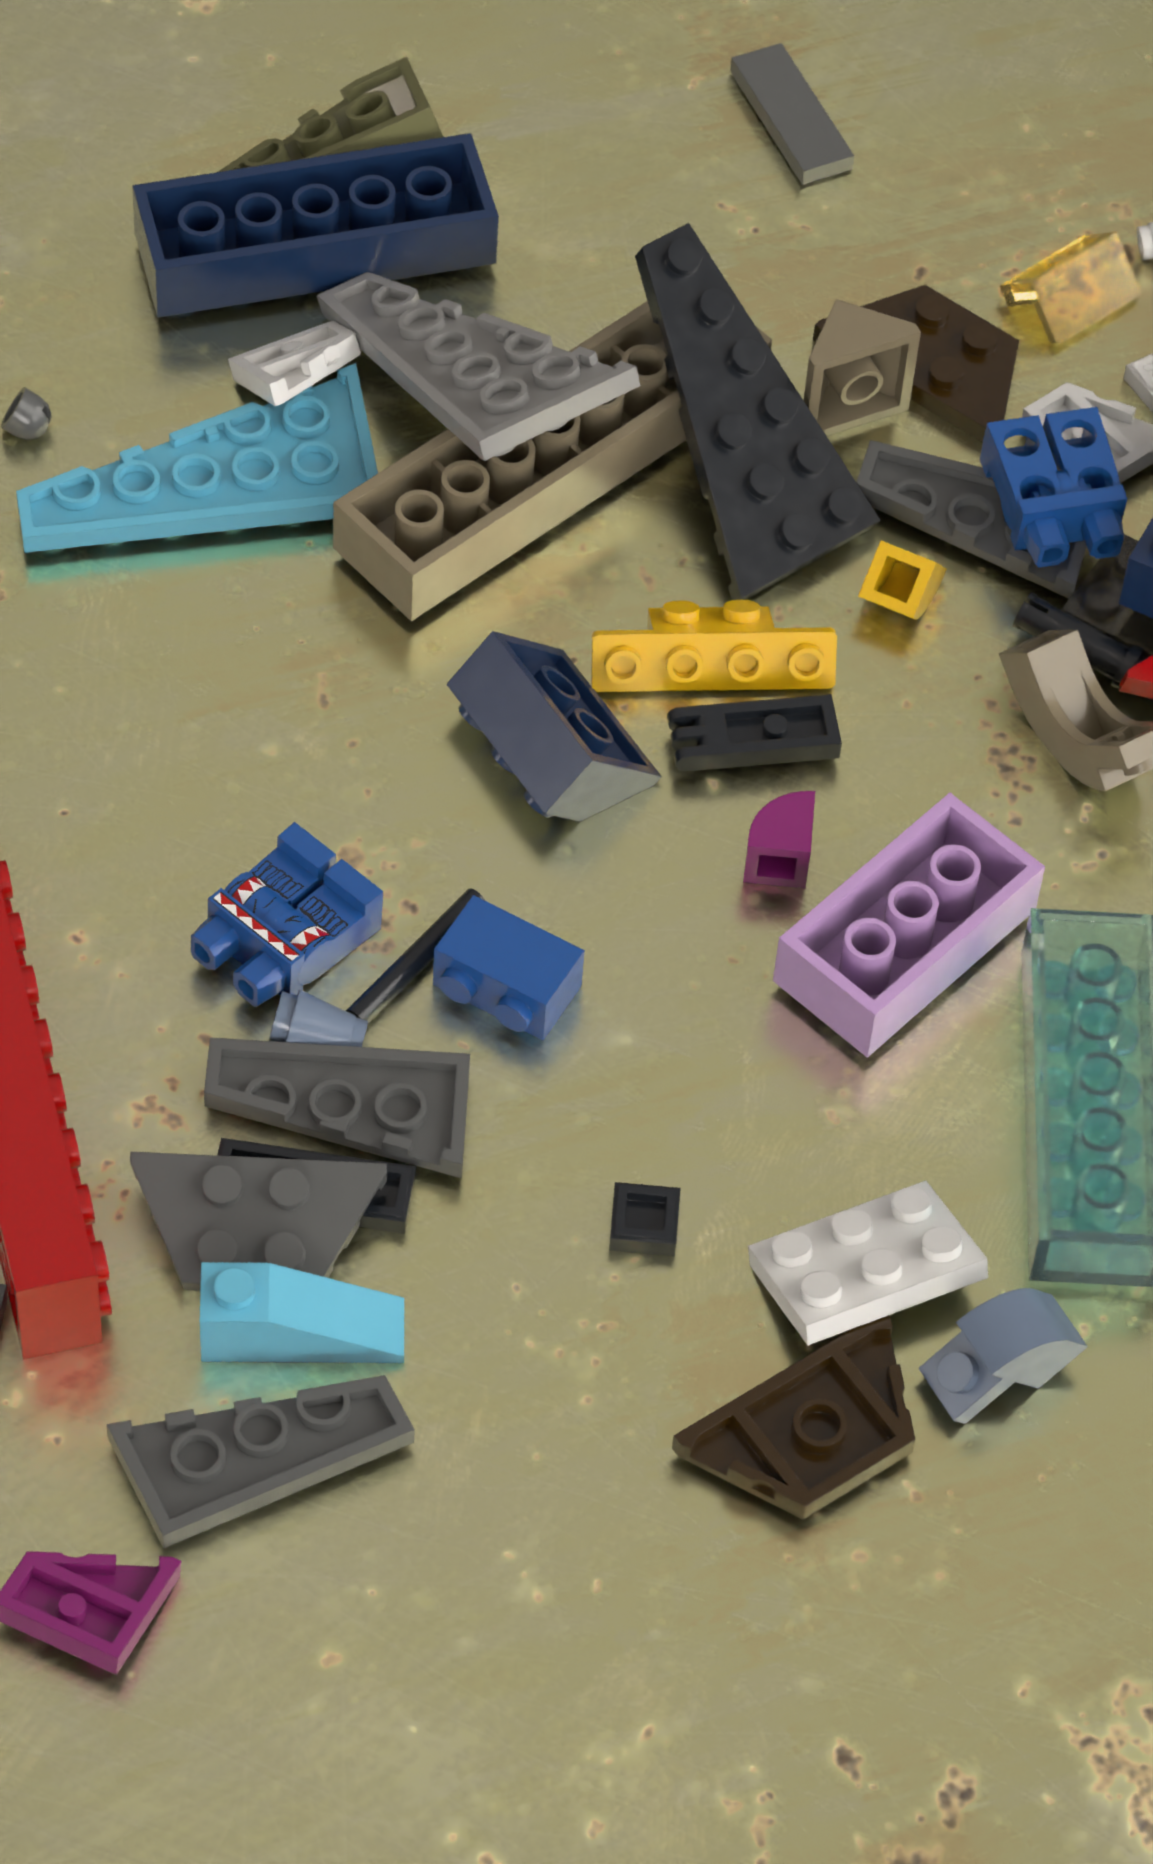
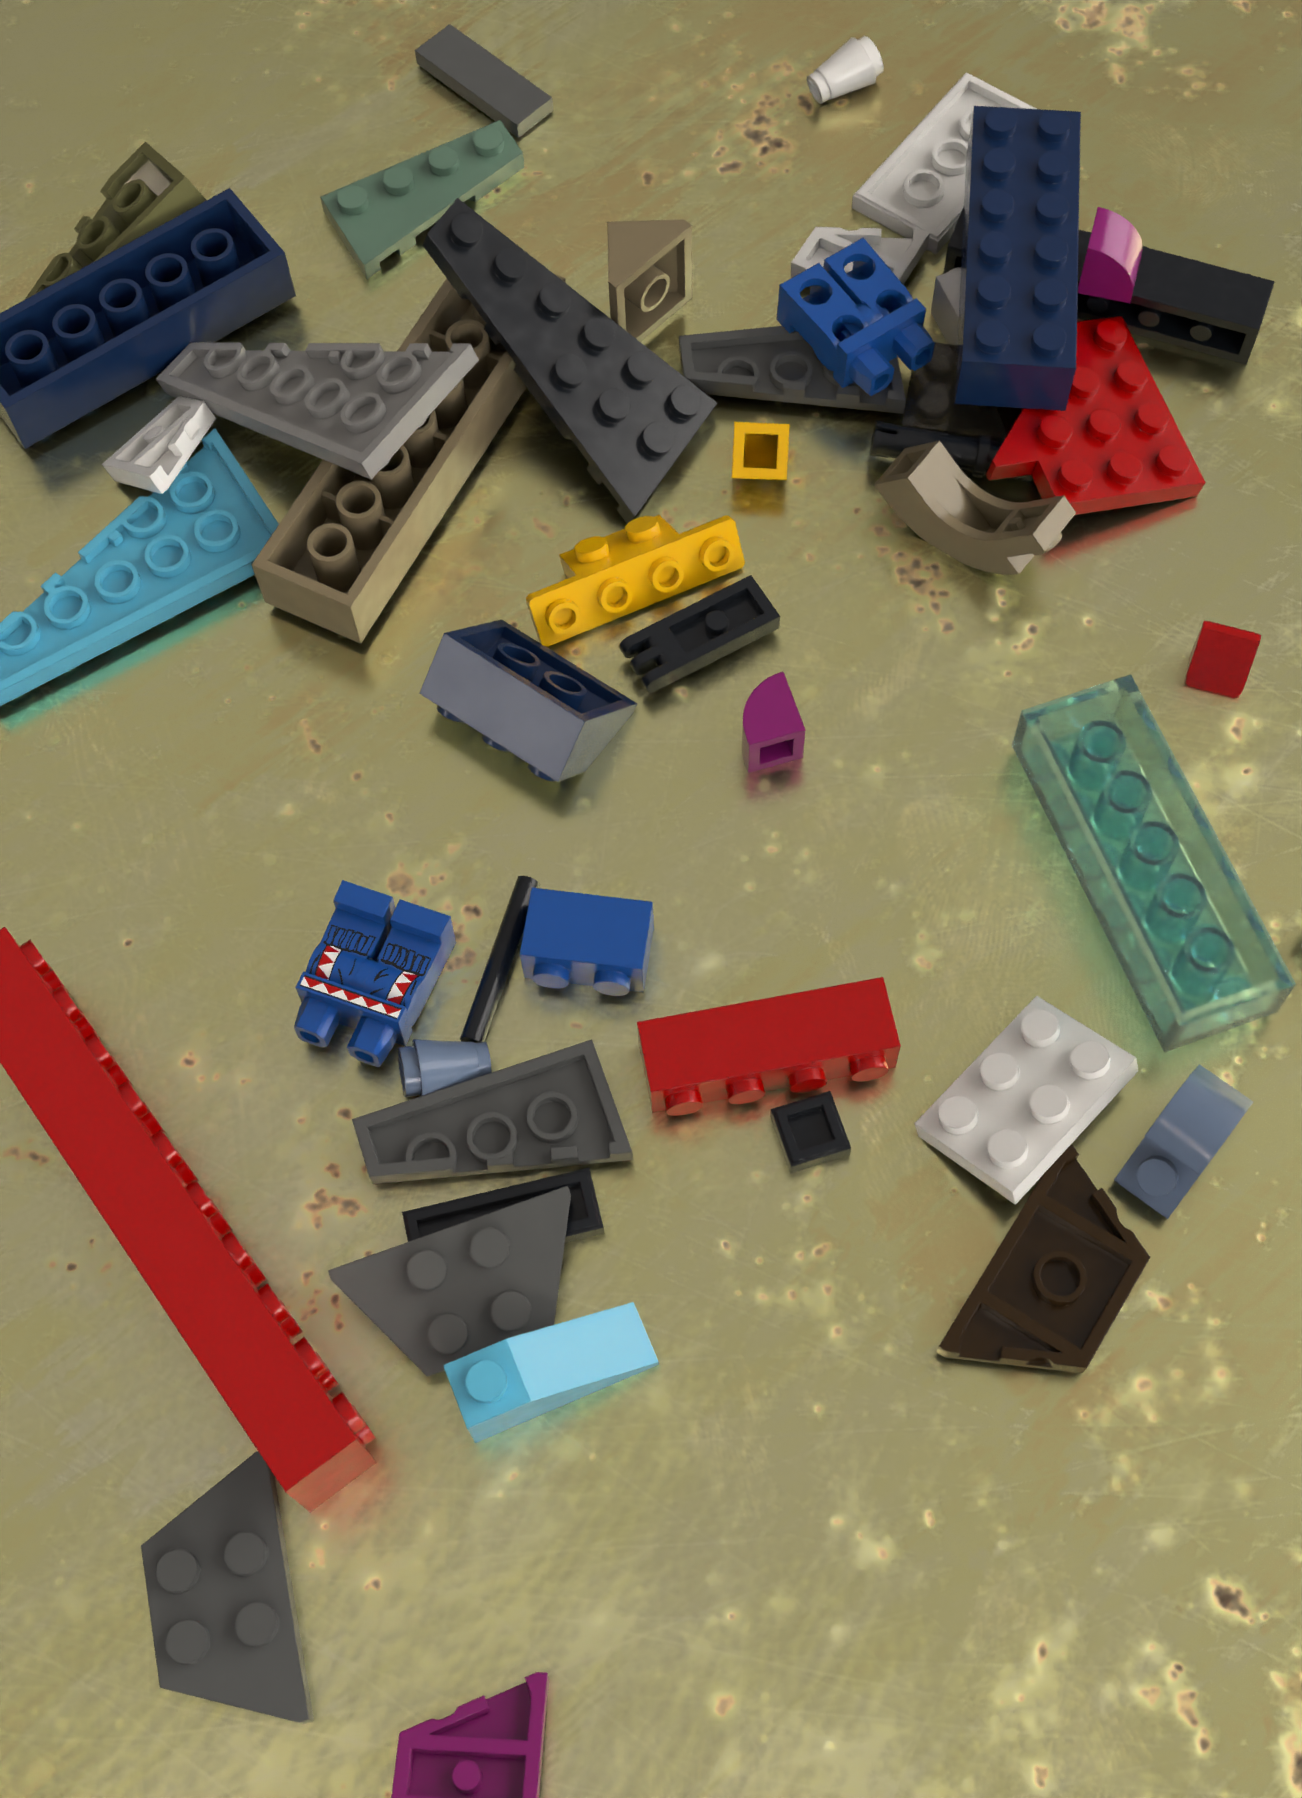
camera: 15 degrees left, 10 degrees up
(236, 1460) = (547, 1544): dark grey wing -> none
(632, 207) = (402, 201): none -> sand green wing
(637, 1123) = (768, 1046): none -> red brick
(908, 924) = (915, 763): lavender brick -> none
(961, 359) = (727, 243): dark brown wing -> none
(1076, 285) = (780, 142): clear yellow panel -> none

